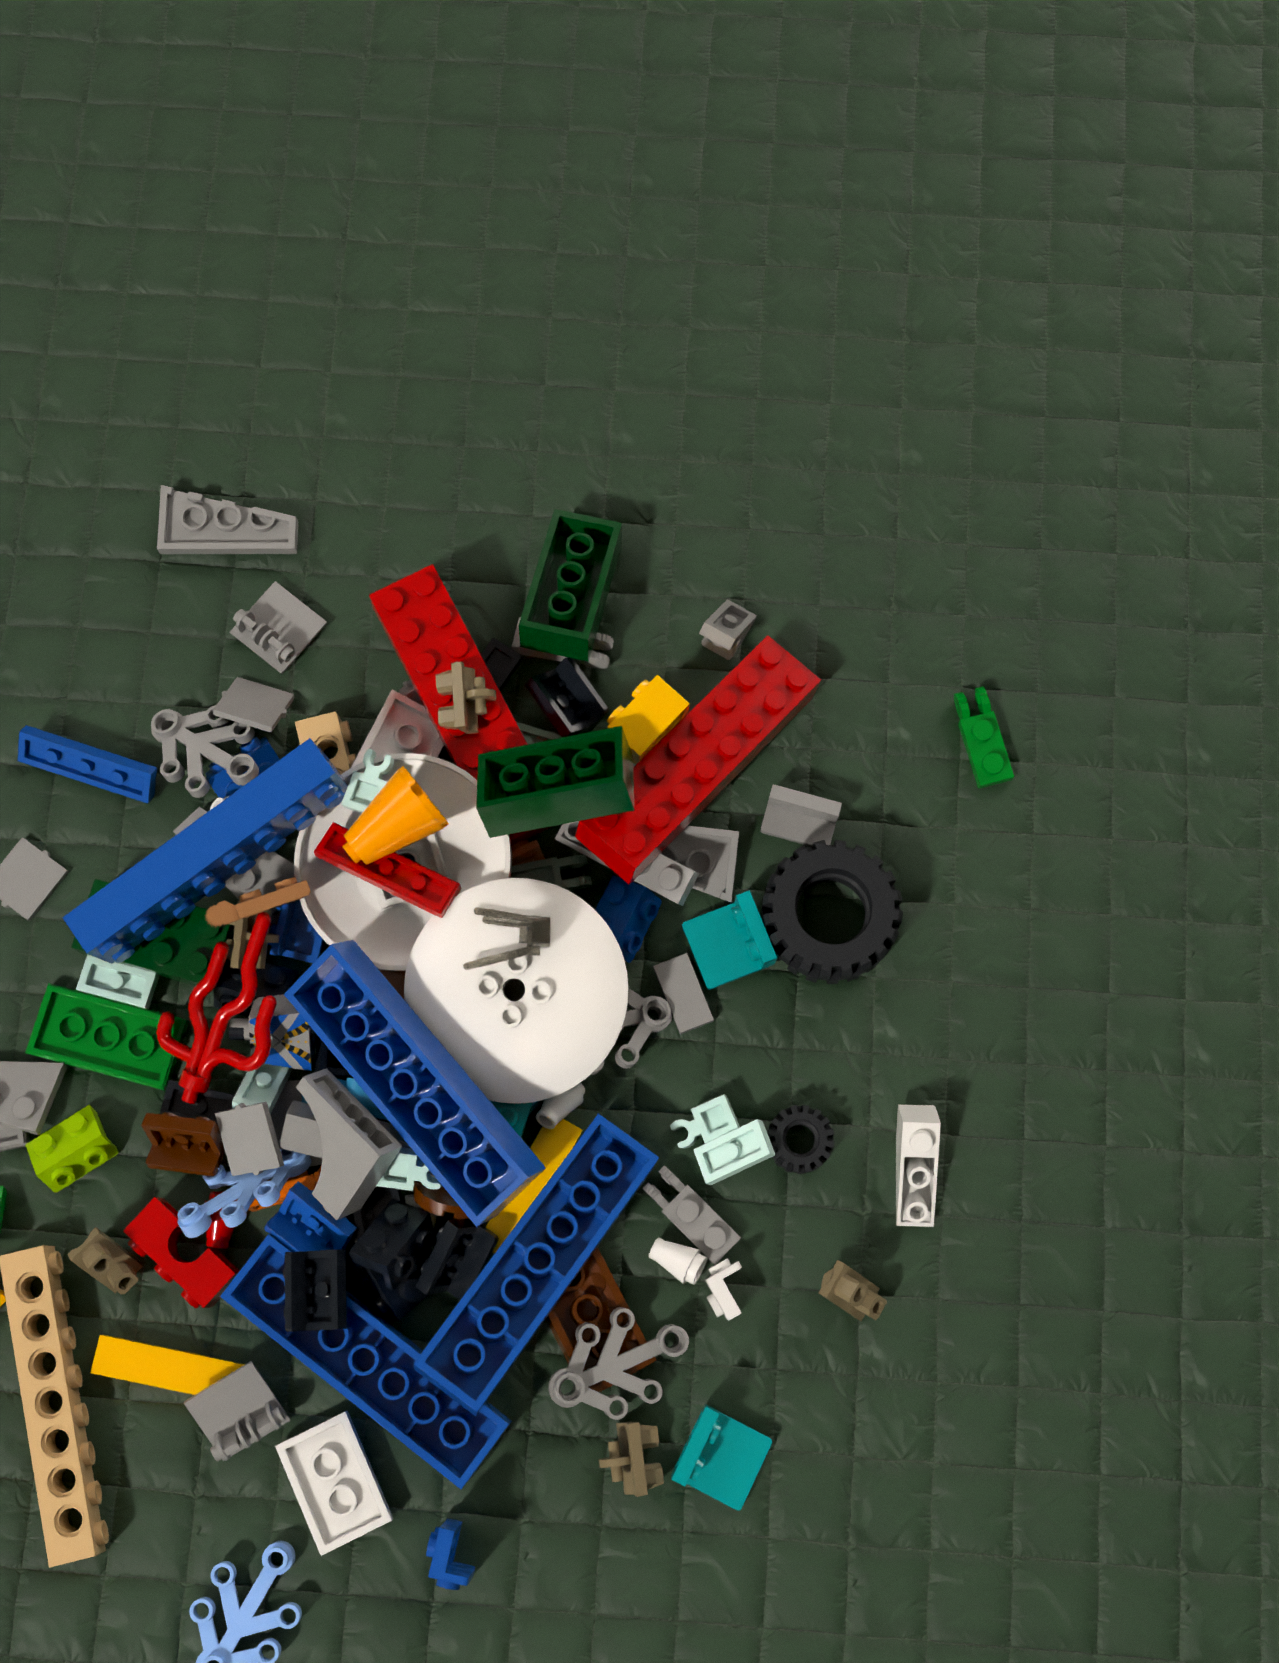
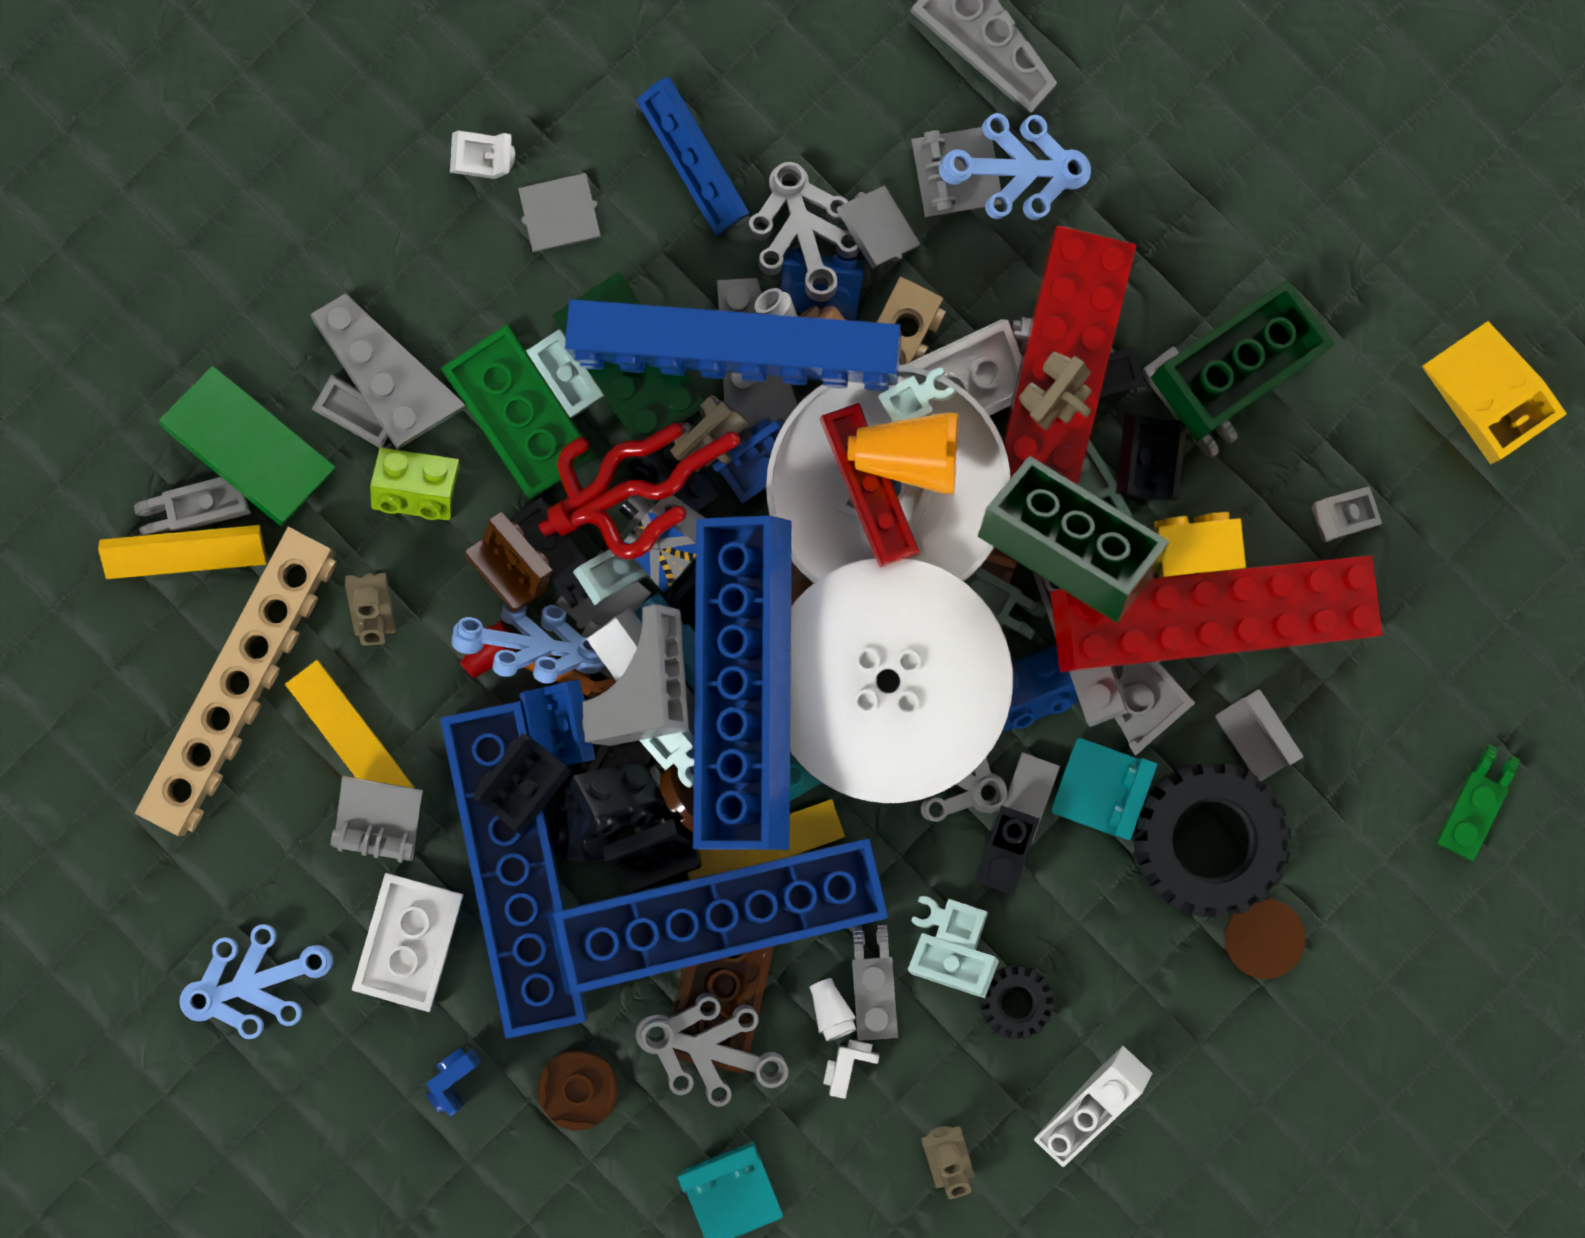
camera: 35 degrees right, 10 degrees up
(156, 1234) = (428, 616): red arch -> none
(249, 1139) = (567, 609): light grey piece -> none
(255, 903) = (736, 420): medium nougat hinge -> none
(315, 586) = (1022, 166): none -> light blue plant
(532, 930) = (945, 648): clear smoke plant -> none
(548, 1480) = (577, 1089): none -> reddish brown tile
(559, 1106) = (836, 803): white cone -> none
(628, 1461) = (655, 1130): dark tan hips -> none
(700, 1040) = (1006, 850): none -> black slope
(753, 472) = (1493, 392): none -> yellow slope
(927, 948) = (1265, 939): none -> reddish brown tile

